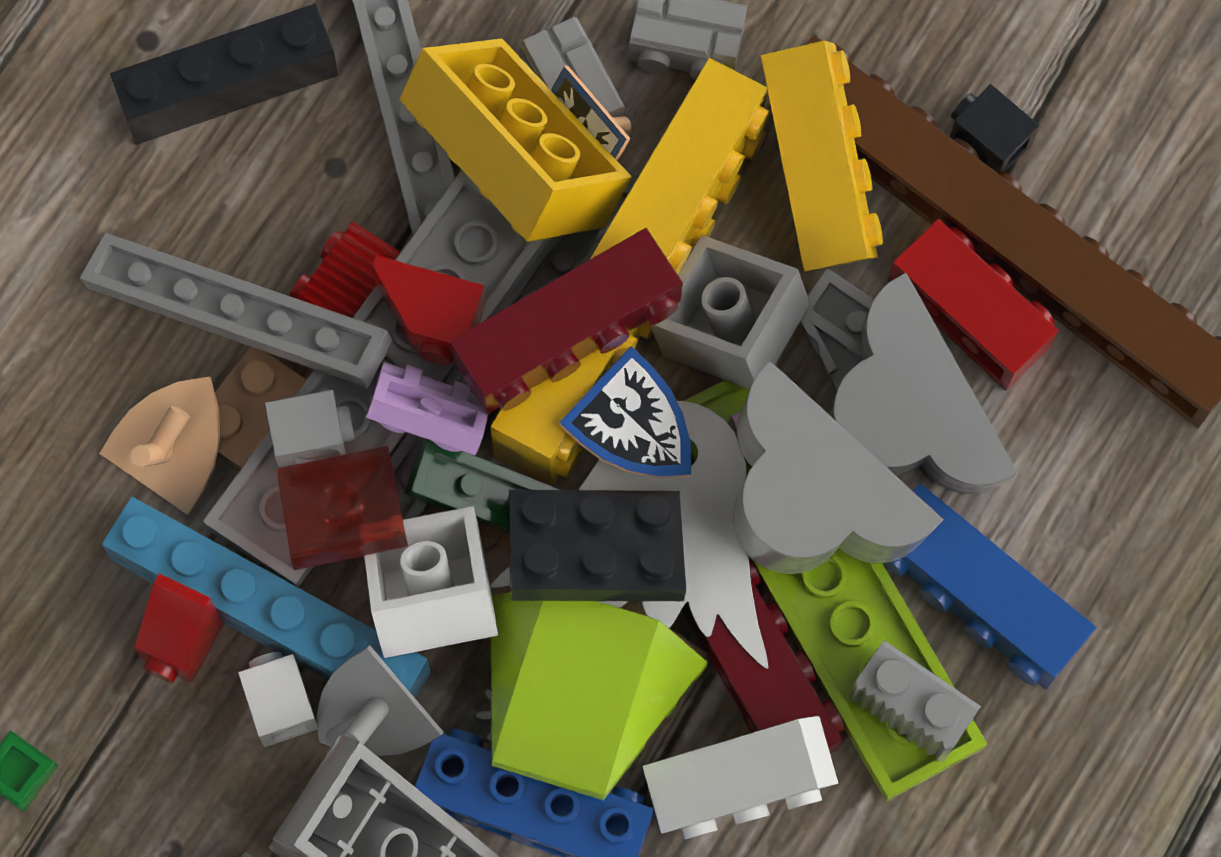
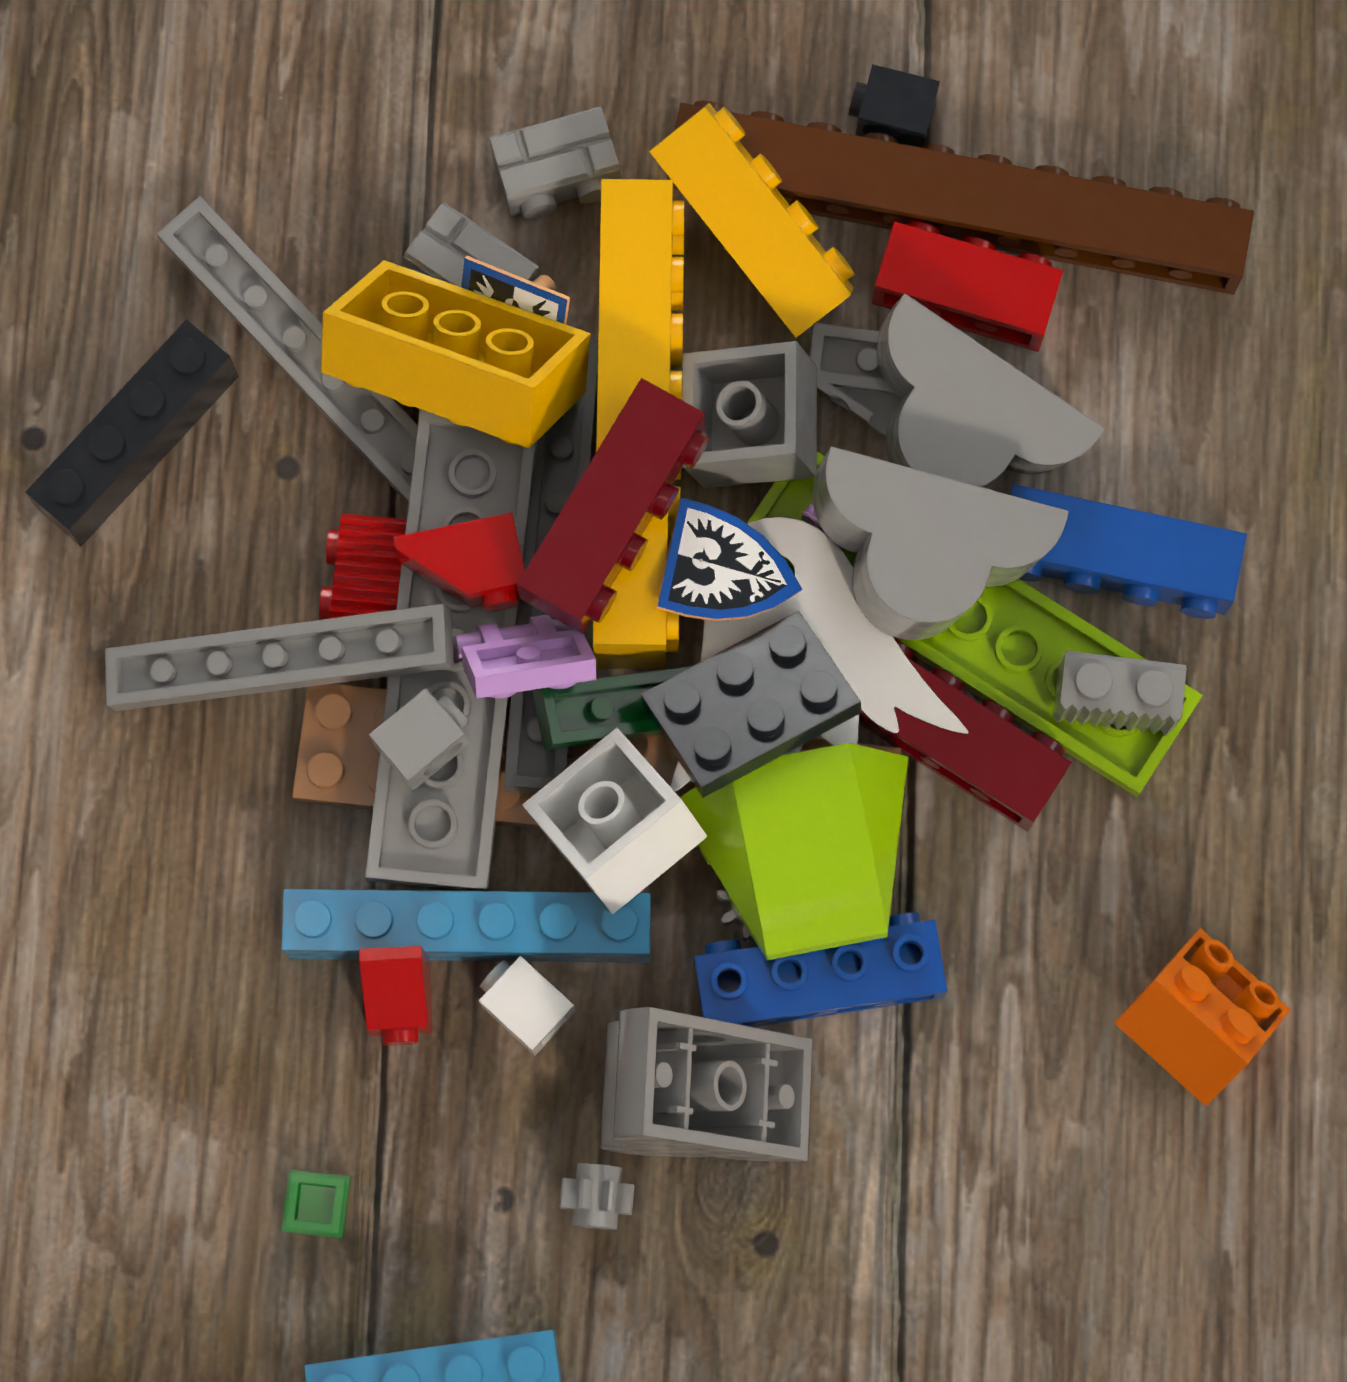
camera: 25 degrees left, 5 degrees up
(170, 441) = (283, 816): light nougat shield -> none
(341, 508) = (494, 794): clear red tile -> none
(372, 707) = (623, 968): light grey shield -> none
(741, 777) = (1000, 848): white brick -> none

